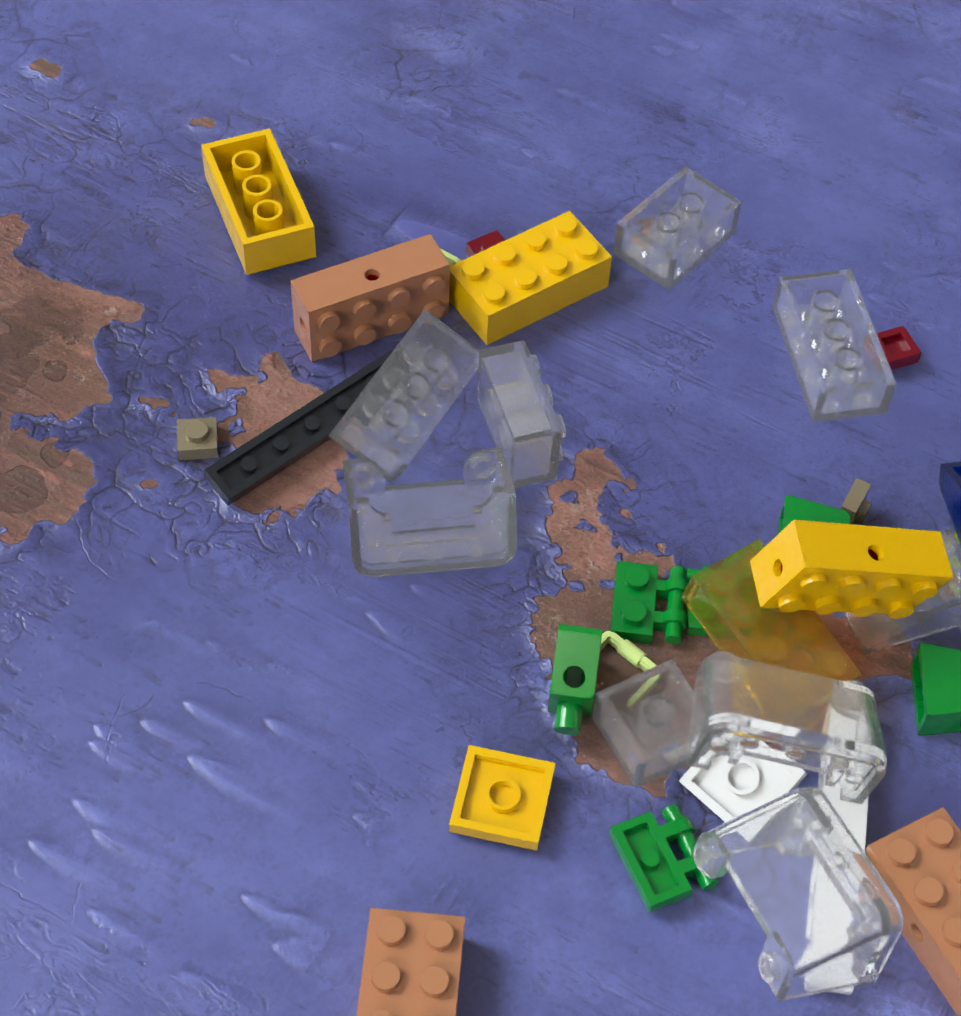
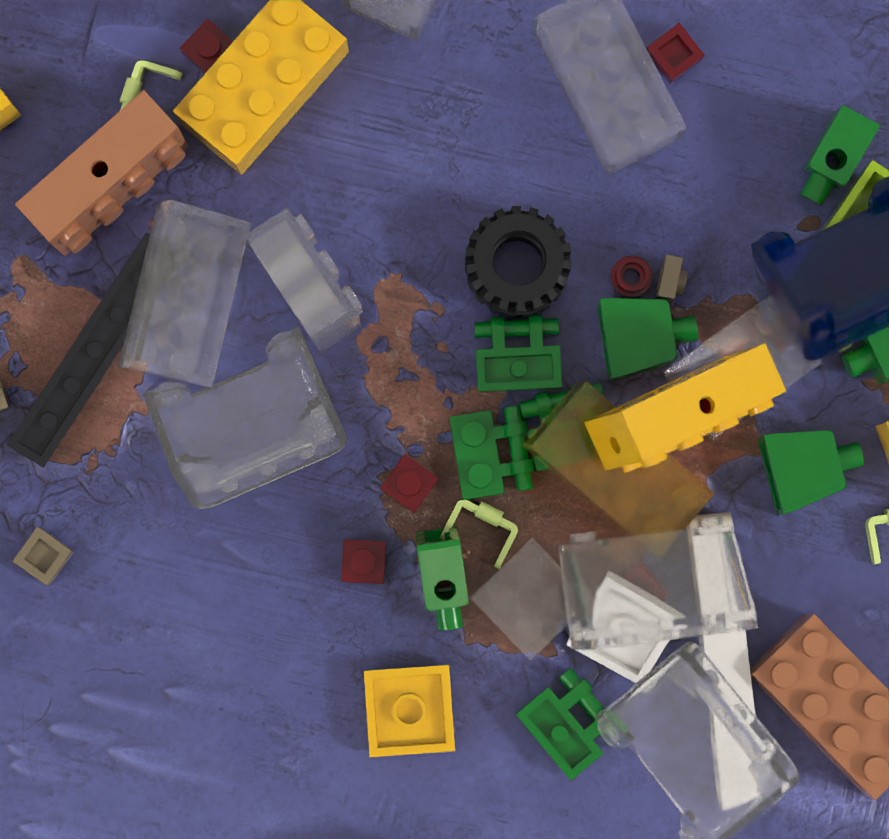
camera: 15 degrees left, 30 degrees up
(199, 569) = (43, 556): none -> dark tan plate
(498, 659) = (363, 561): none -> dark red plate
(562, 606) = (409, 483): none -> dark red plate
(691, 538) = (518, 367): none -> green plate
(722, 431) = (524, 227): none -> black tyre
(820, 491) = (635, 264): none -> dark red plate

